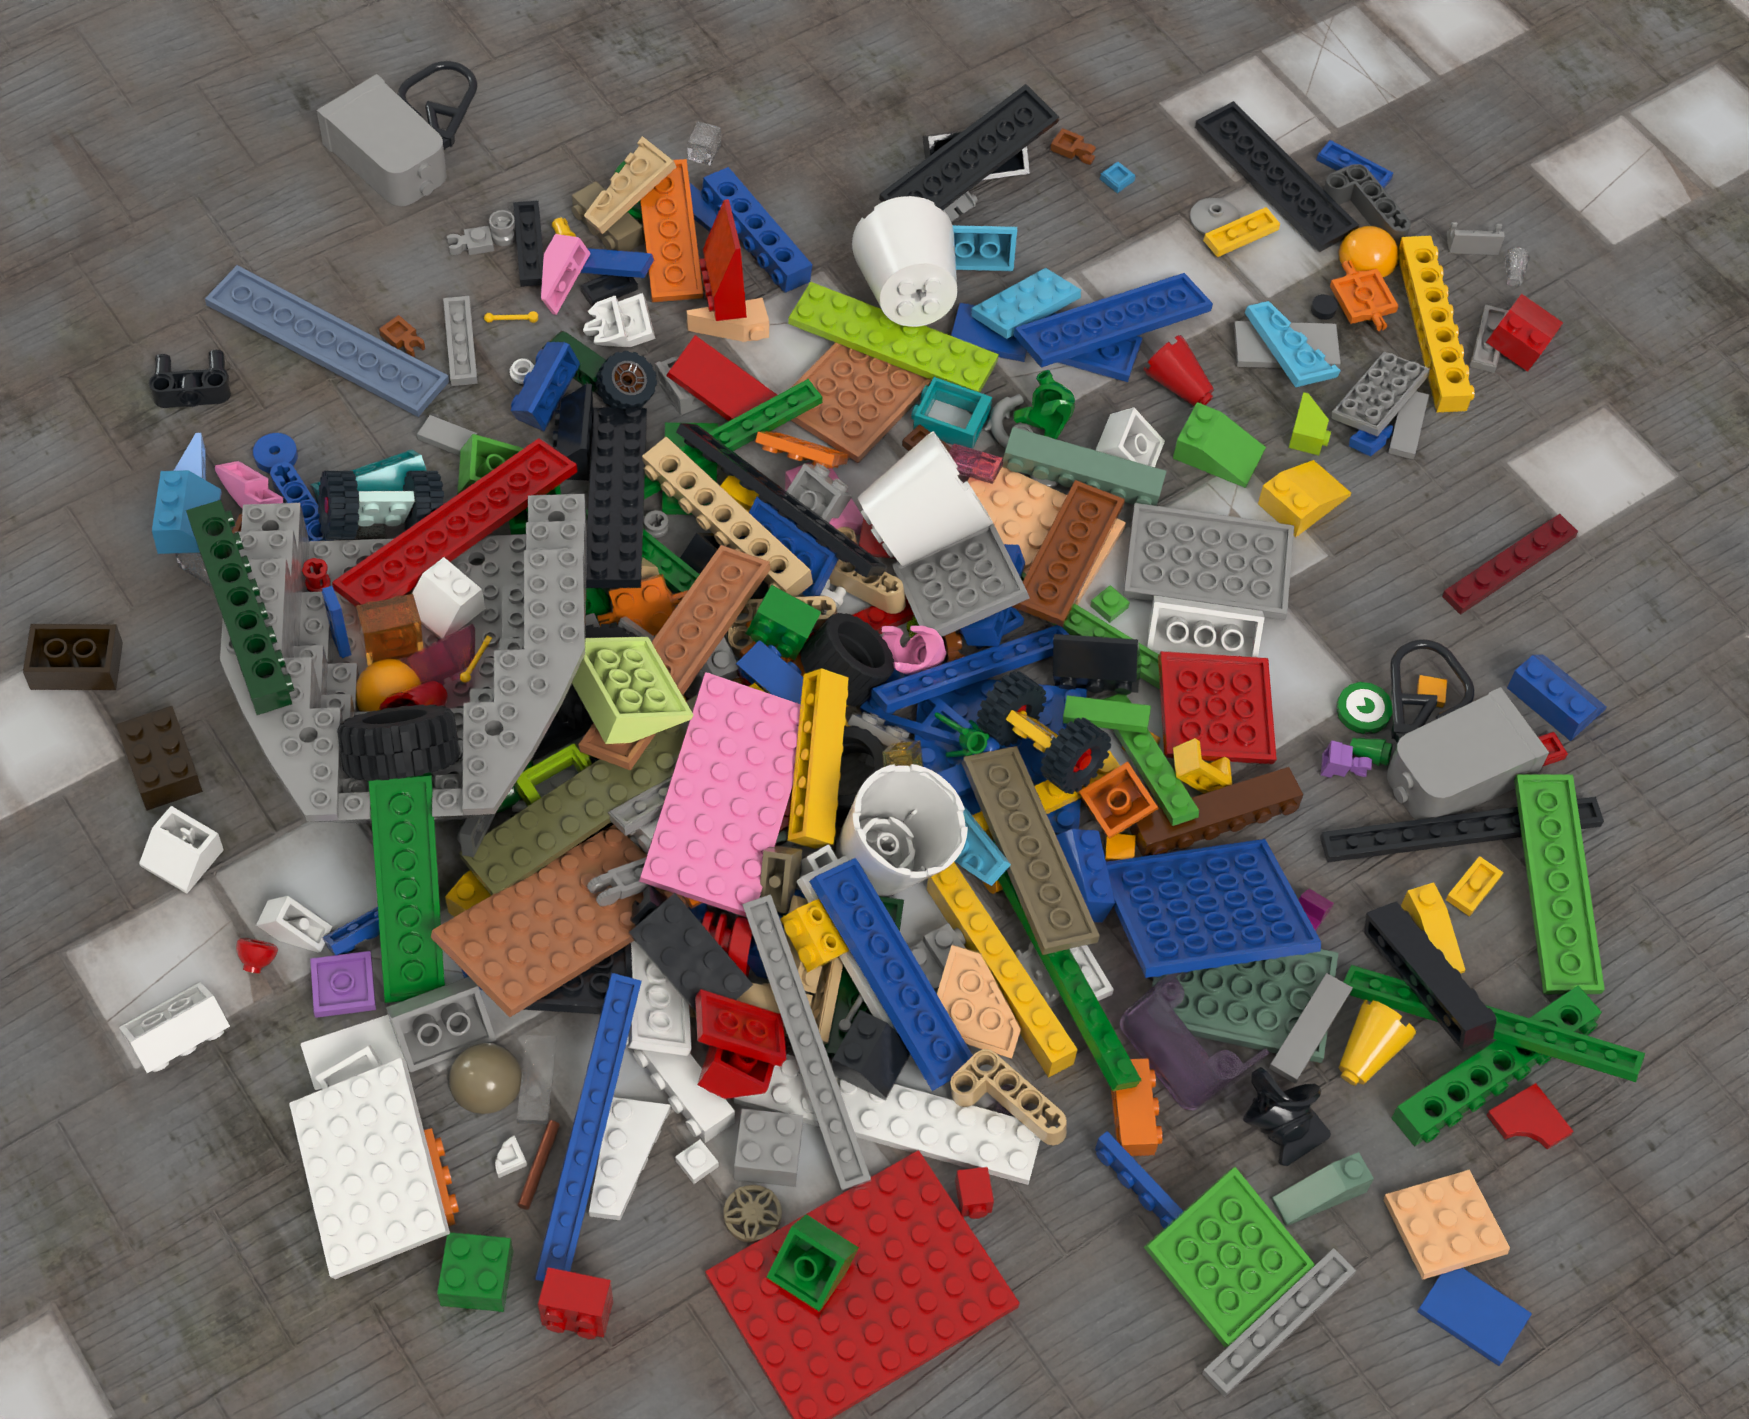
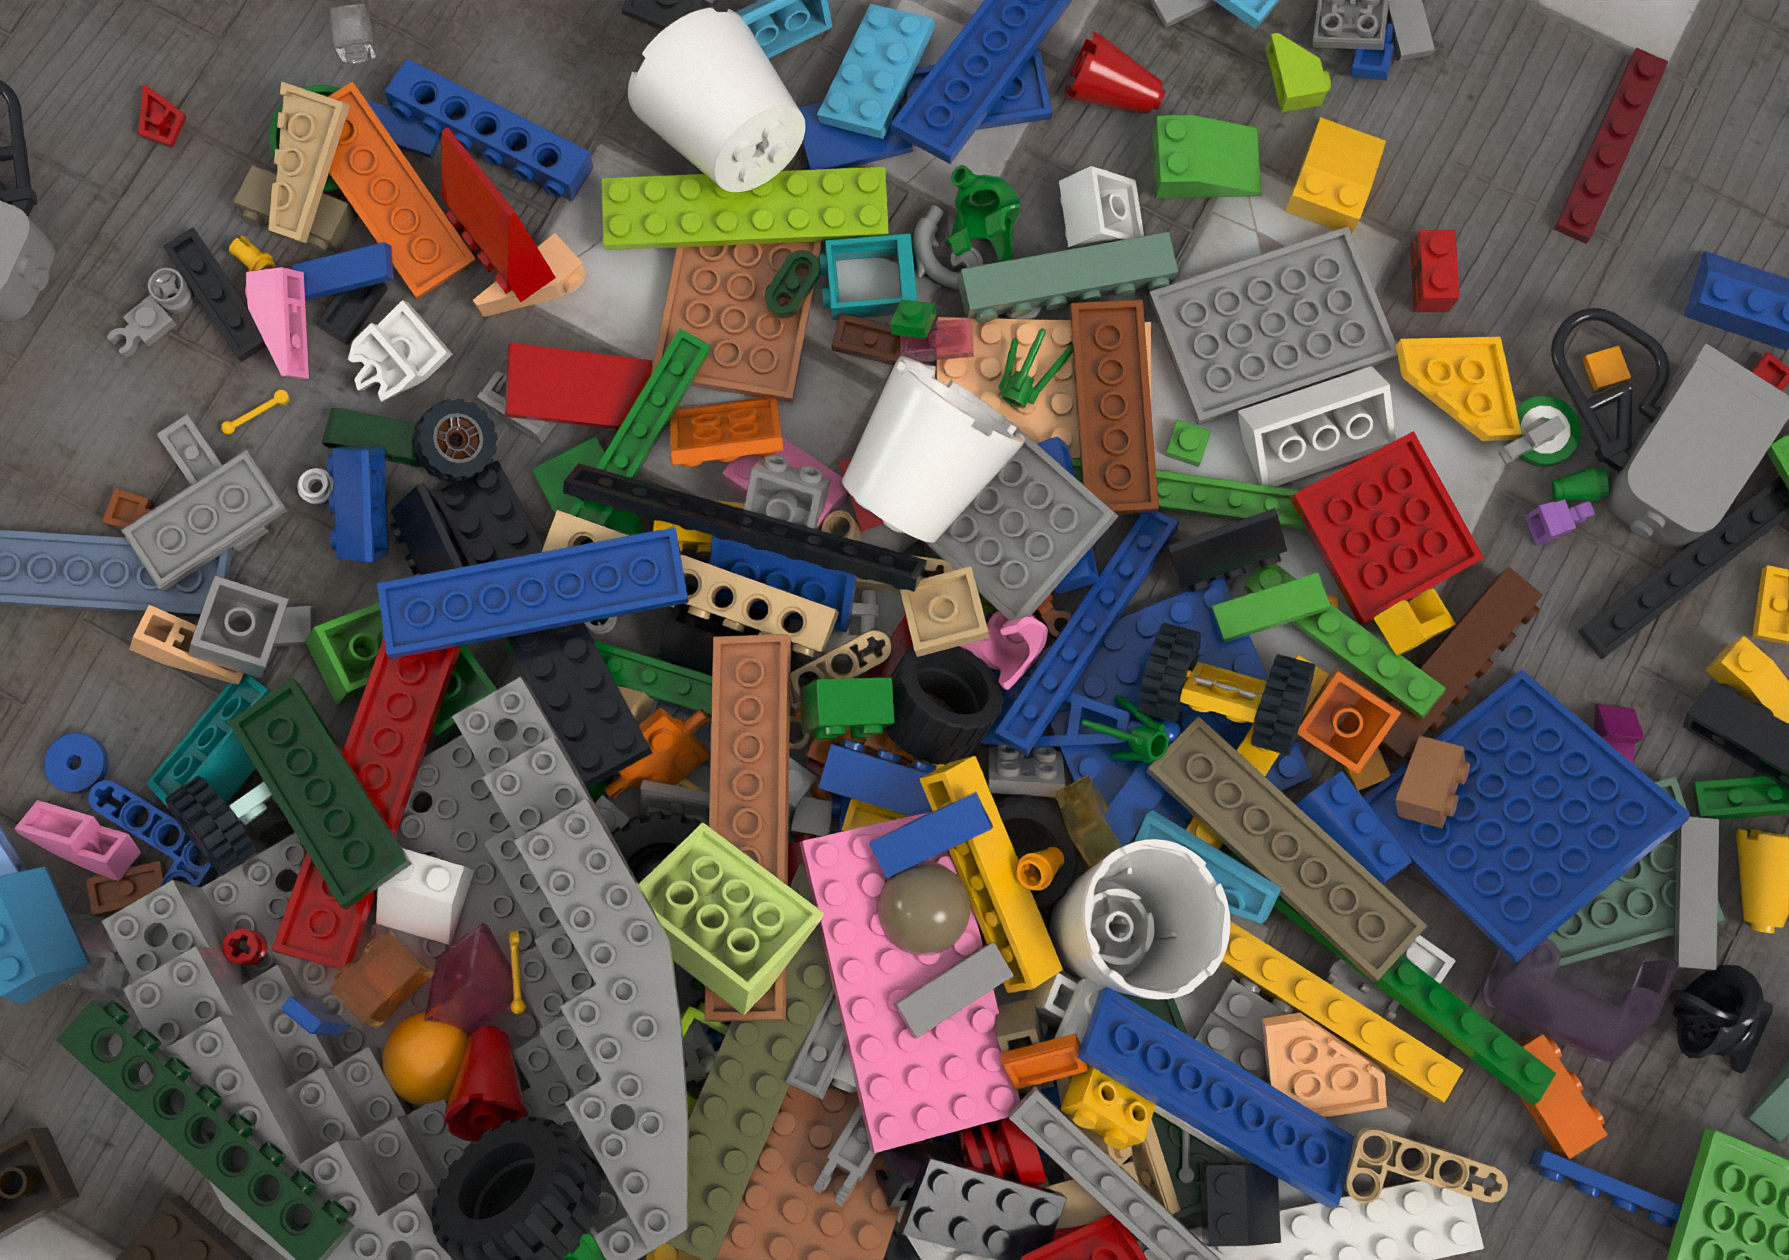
camera: 25 degrees left, 20 degrees up
(385, 416) = (168, 642): none -> light nougat slope
(418, 508) = (319, 793): none -> dark green plate
(425, 414) = (237, 627): none -> light grey brick
(442, 355) = (204, 520): none -> light grey tile
(555, 138) = (159, 118): none -> red piece
(622, 469) = (532, 593): none -> blue plate
(751, 808) = (953, 990): none -> light grey tile
(761, 752) = (924, 909): none -> dark tan piece
(786, 883) = (1044, 1062): none -> orange tile
(791, 702) = (931, 834): none -> blue tile
(852, 767) = (1038, 868): none -> light orange cone
(880, 601) = (945, 612): none -> tan plate
(896, 391) = (790, 285): none -> dark green plate
(964, 441) = (913, 319): none -> green plate
(1012, 512) = (1018, 388): none -> green plant
(1156, 862) = (1432, 781): none -> medium nougat brick
(1322, 648) = (1465, 380): none -> yellow plate
(1339, 577) = (1434, 271): none -> red brick
(1353, 701) = (1537, 434): none -> light grey plate

